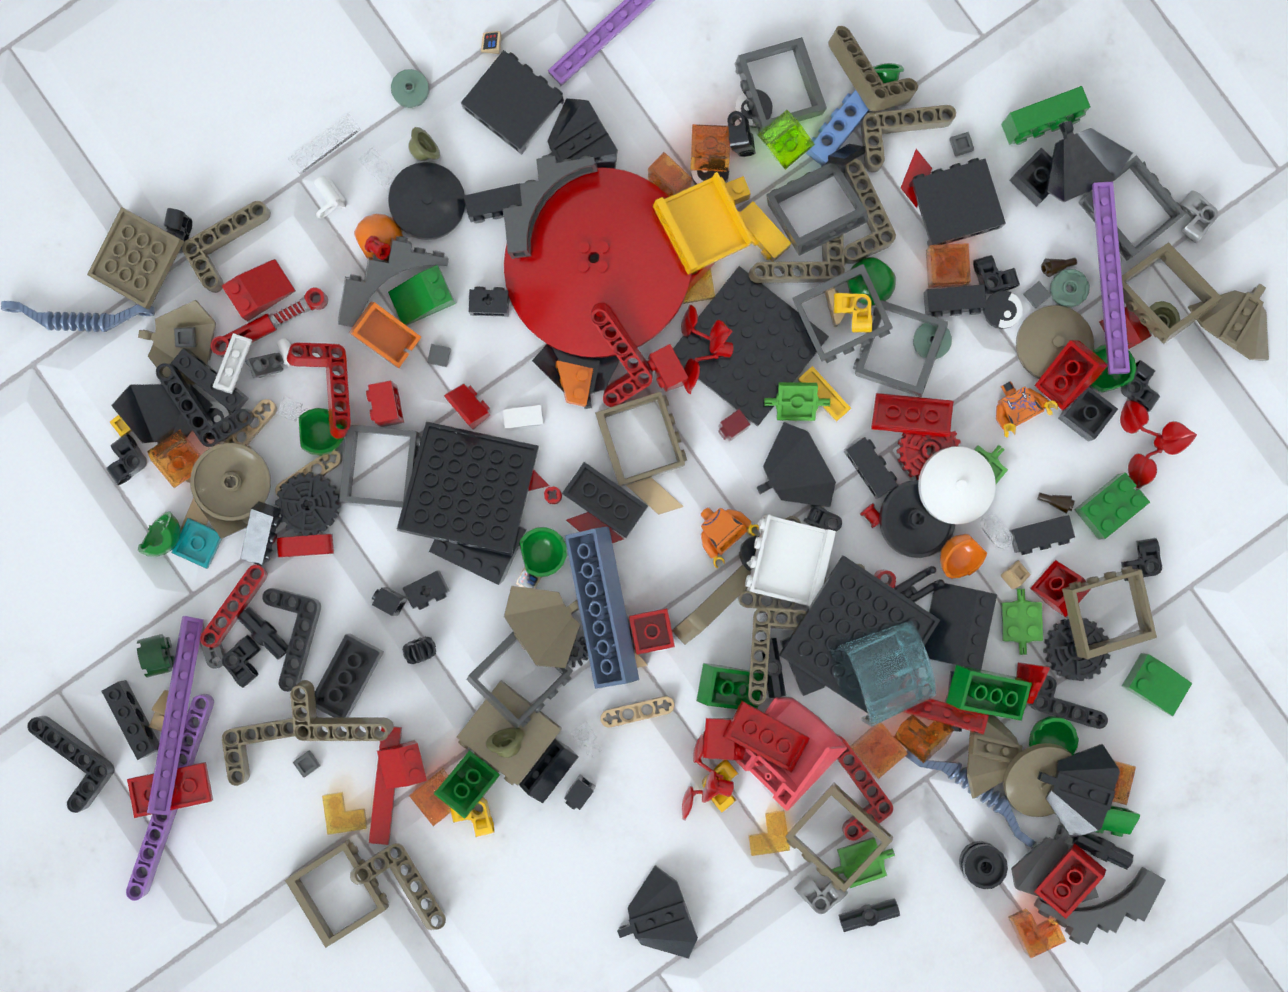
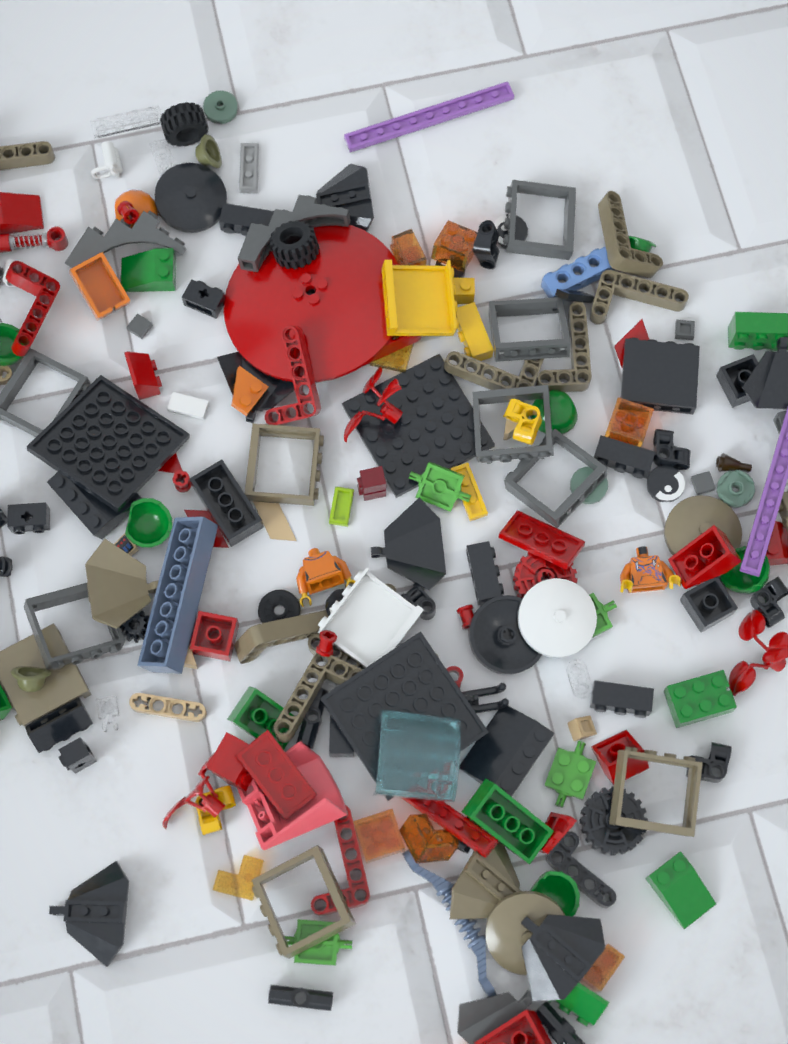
camera: 20 degrees right, 15 degrees down
(385, 403) = (72, 343): red brick -> none
(386, 126) = (184, 124): none -> black tyre
(468, 143) = (249, 168): none -> light grey tile
(491, 42) = (307, 97): slope -> none
(512, 101) = (301, 146): black panel -> none
(548, 206) = (294, 244): none -> black tyre
(667, 368) = (333, 410): red slope -> none
(685, 576) = (276, 598): none -> black wheel
(711, 456) = (341, 506): none -> lime tile
(761, 597) = (326, 643): none -> red bush
(786, 139) = (525, 262): clear neon green brick -> none
(811, 893) = (254, 950): light grey piece -> none
(961, 556) = (535, 686): orange cylinder -> none
(993, 871) = (434, 981): black wheel -> none
(1061, 502) = (652, 677): dark brown cone -> none

